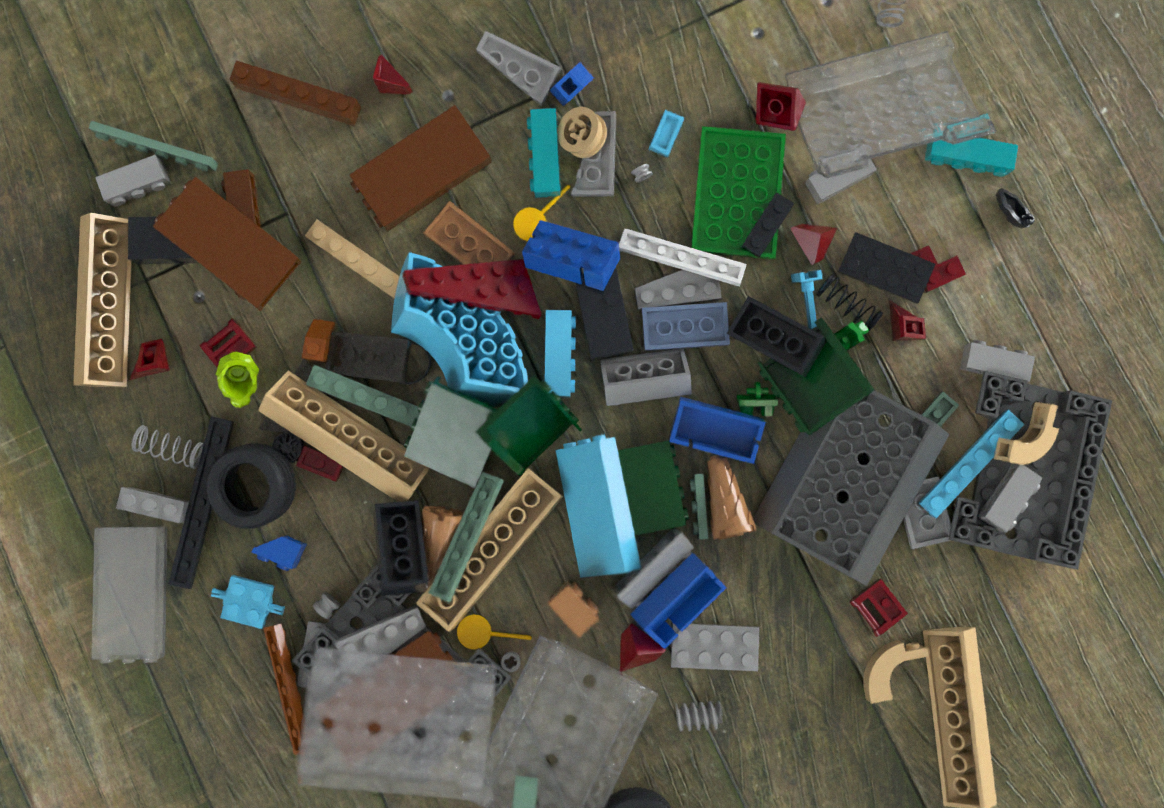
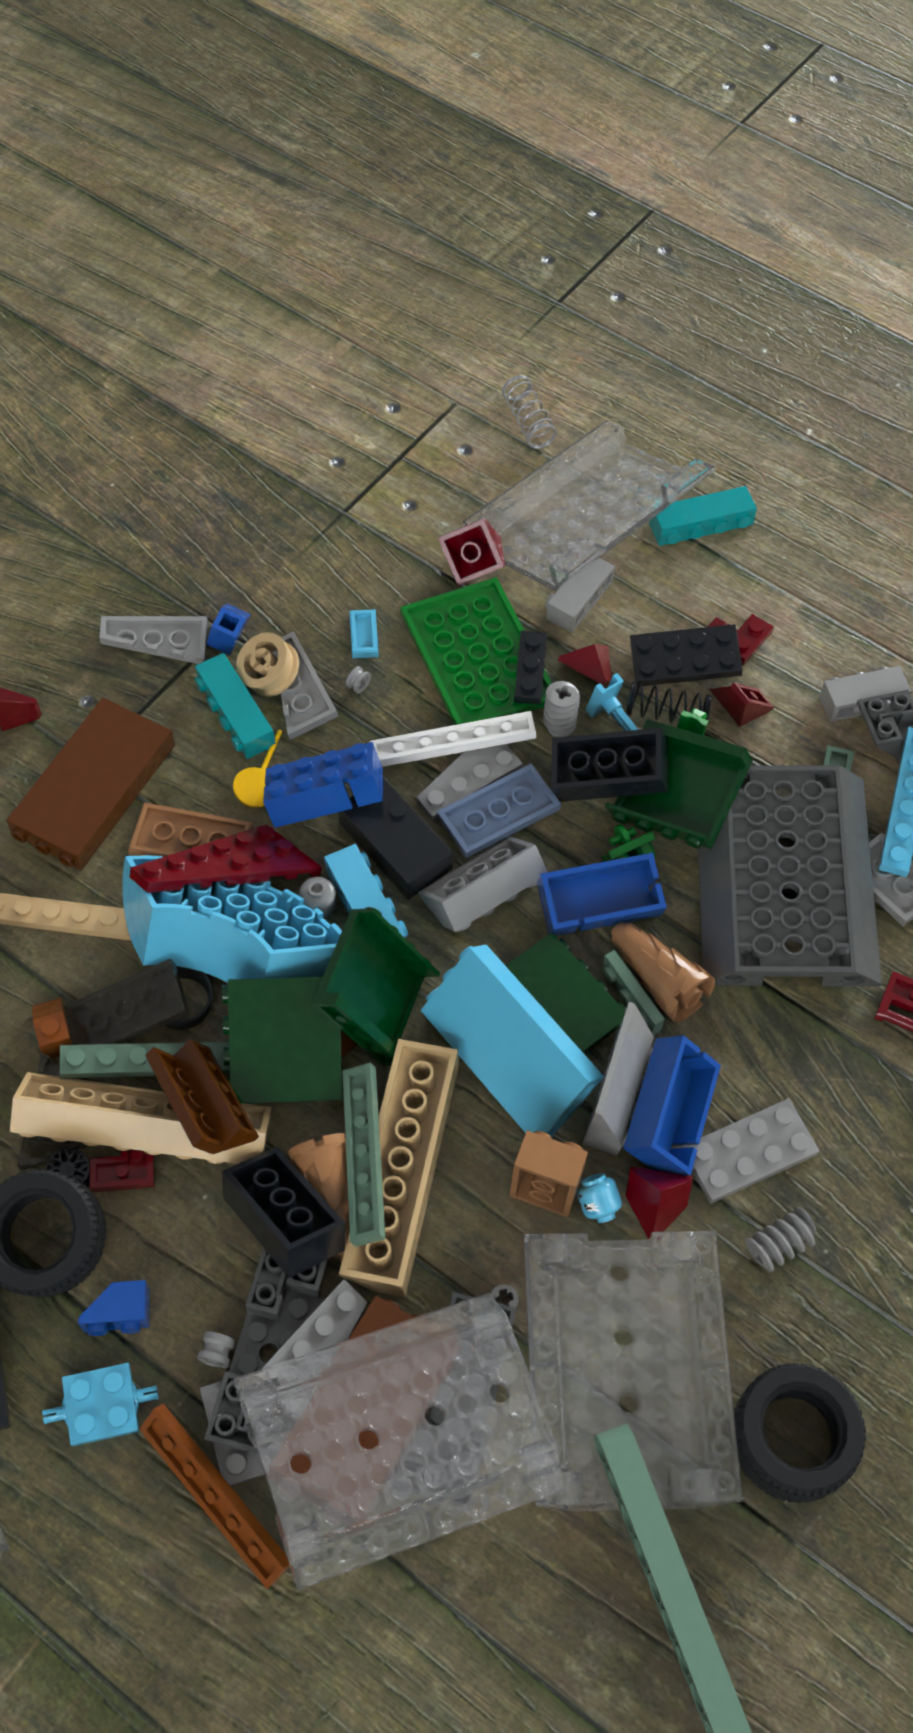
camera: 30 degrees left, 25 degrees down
(383, 450) = (202, 1098): none -> reddish brown slope
(475, 632) = (435, 1283): yellow piece -> none
(529, 335) = (319, 894): none -> light grey head
(601, 633) = (599, 1197): none -> medium azure head
(764, 277) = (561, 708): none -> light grey piece
(1014, 209) = (781, 548): black arm -> none

